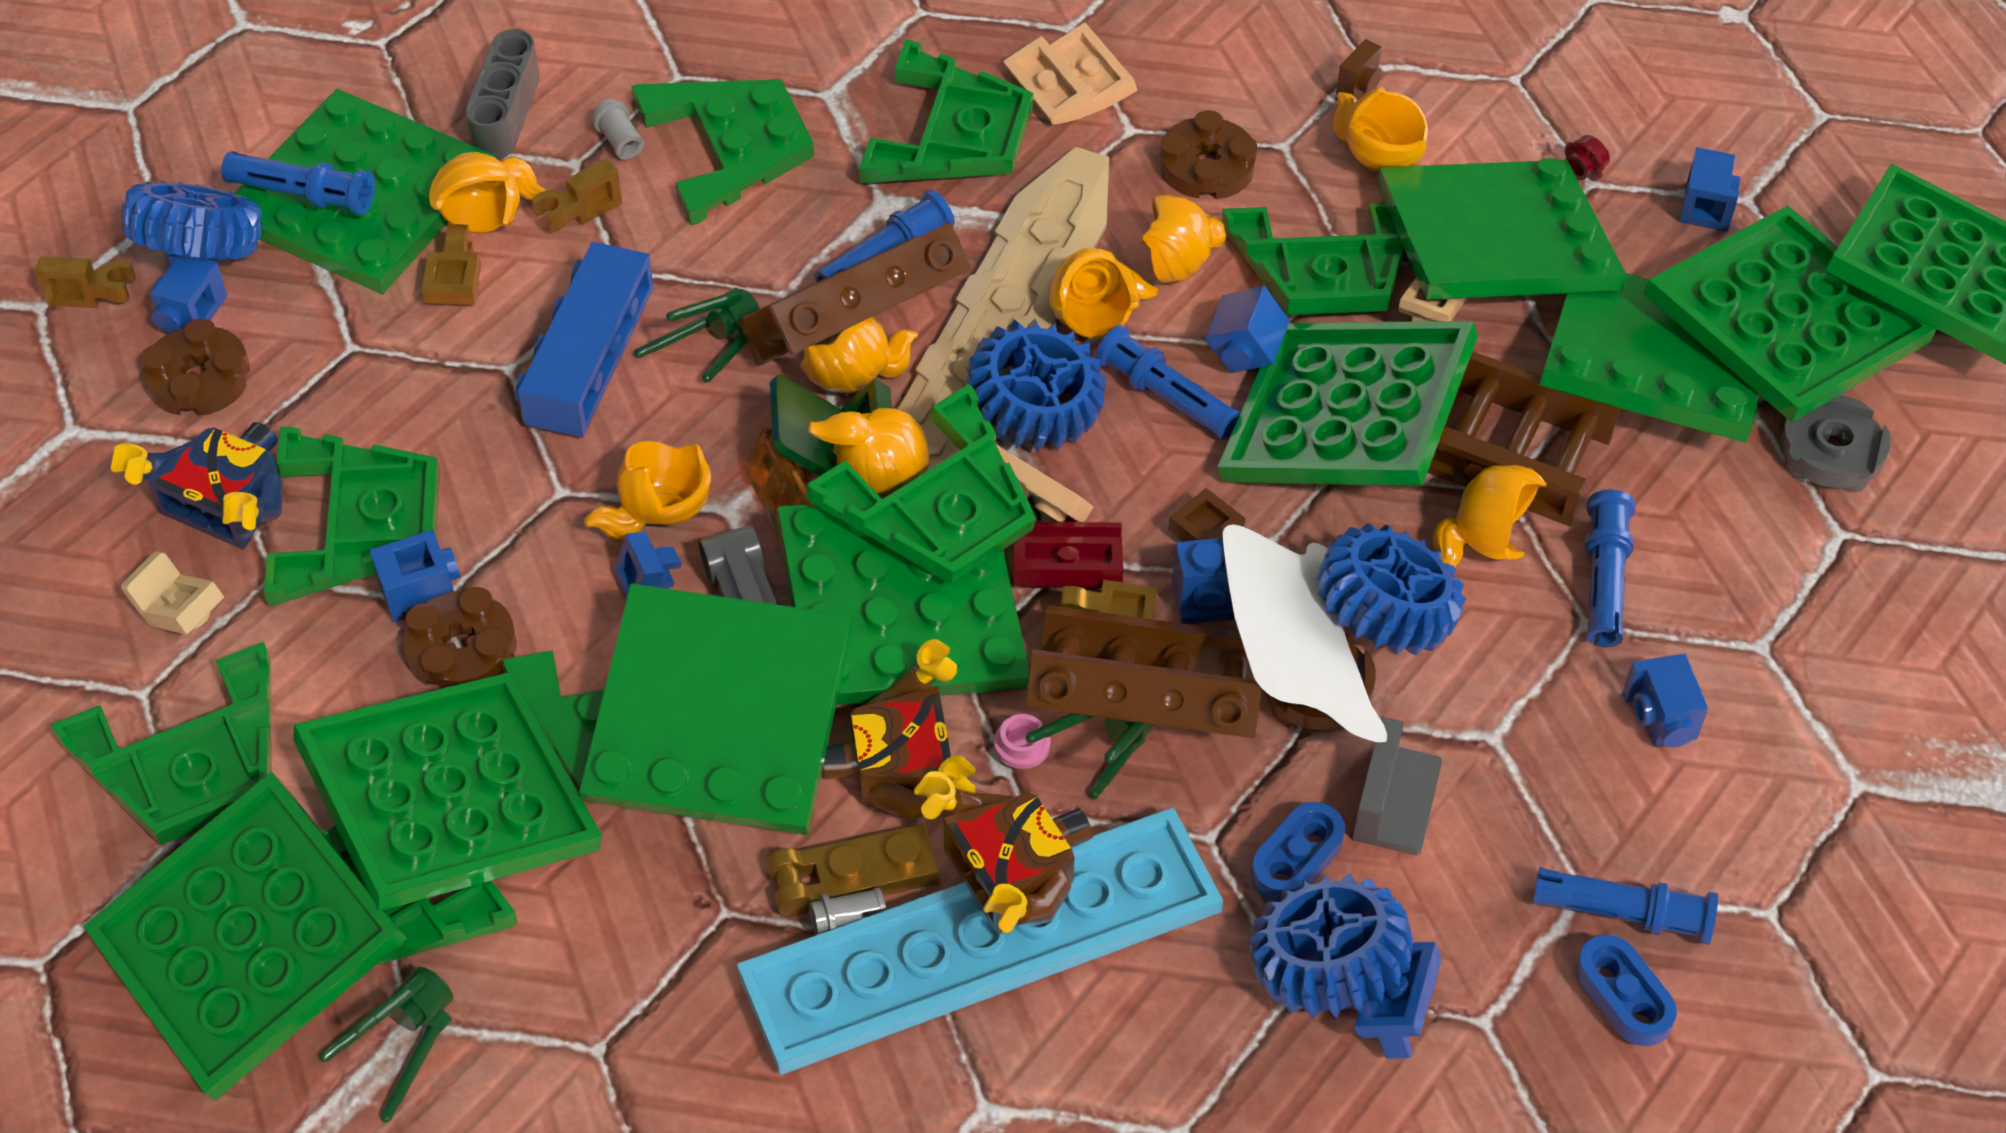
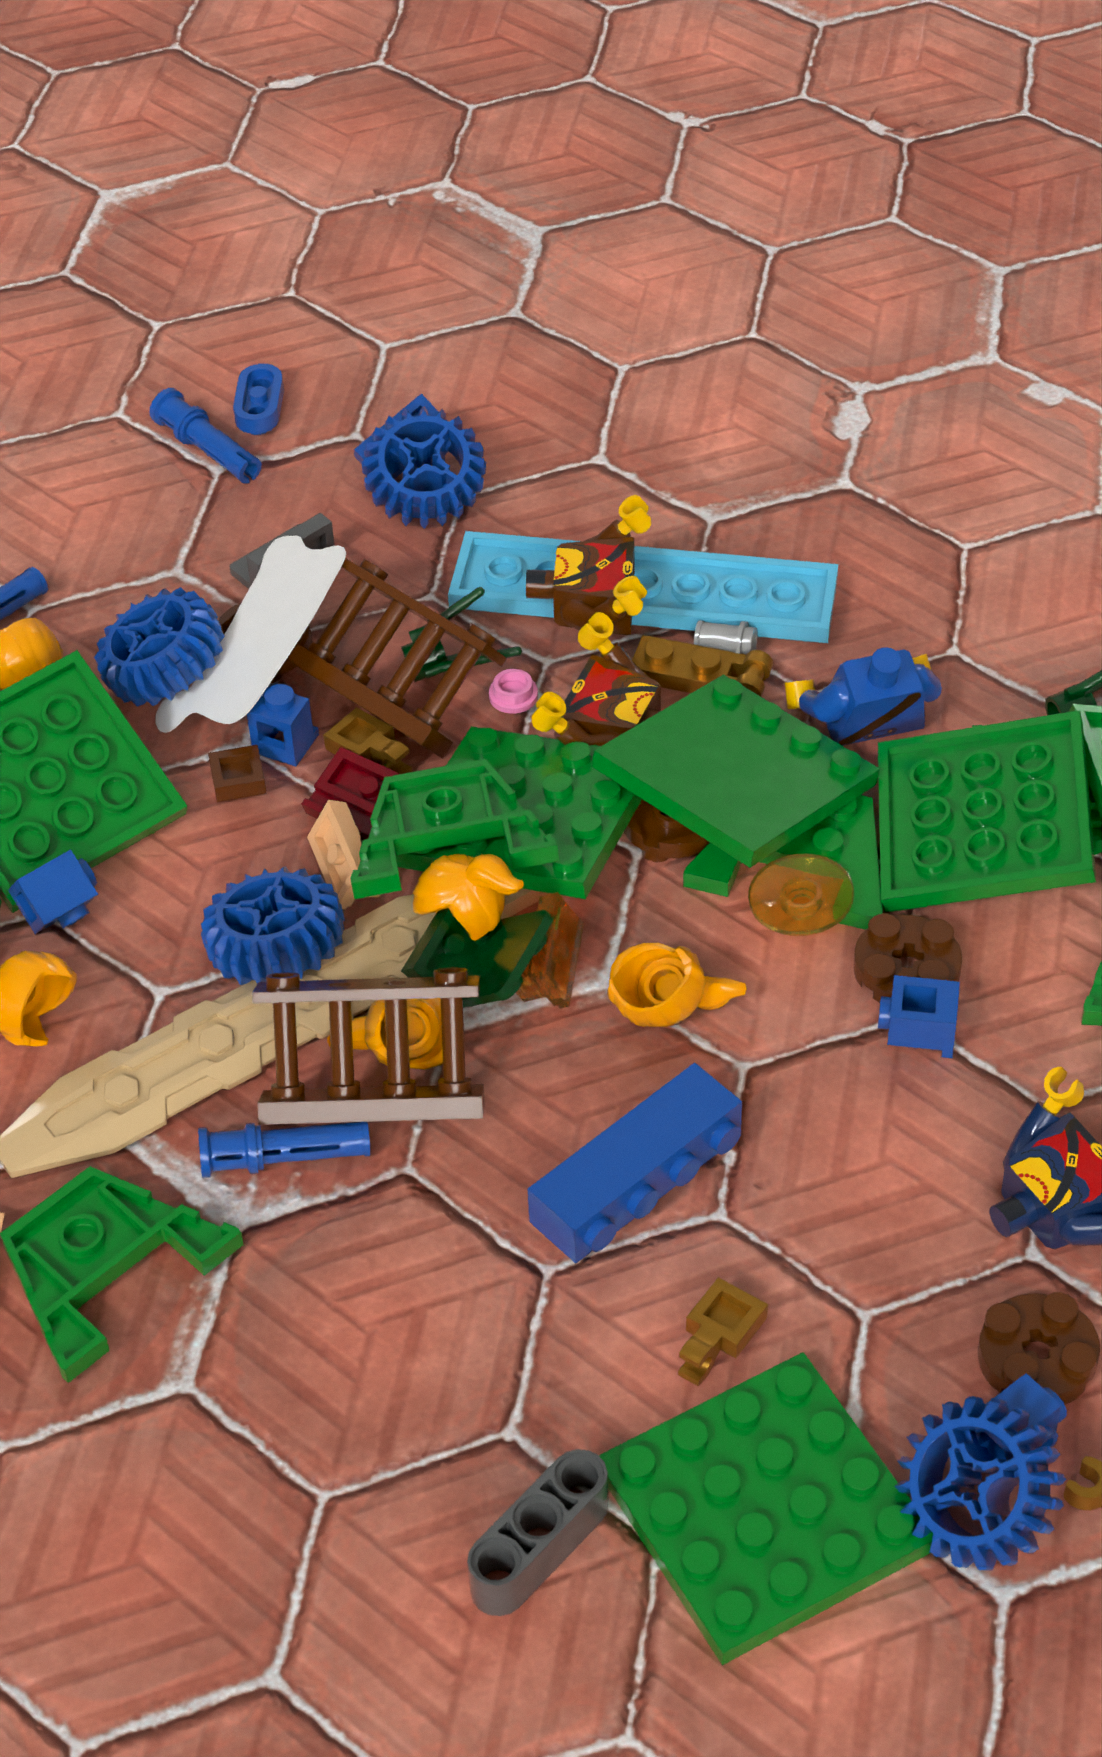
camera: 145 degrees left, 5 degrees down
(319, 184) = (817, 1463): blue pin -> none
(372, 502) = (924, 1099): green wing -> none
(482, 190) = (644, 1380): light orange hair -> none
(577, 624) = (801, 894): none -> clear yellow dish
(587, 196) = (532, 1344): pearl gold plate -> none
(613, 120) = (440, 1438): light grey pin -> none
(627, 880) = (870, 696): none -> blue torso
(643, 565) = (718, 932): blue tile -> none
(722, 319) = (481, 1137): dark green plant -> none
(736, 565) = (640, 904): dark grey piece -> none
(747, 127) = (305, 1364): green wing -> none
(1096, 292) = (141, 987): light orange hair -> none
(1149, 370) = (160, 911): blue pin -> none
(1293, 854) = (389, 543): blue plate -> none
(1666, 699) = (46, 519): blue brick -> none

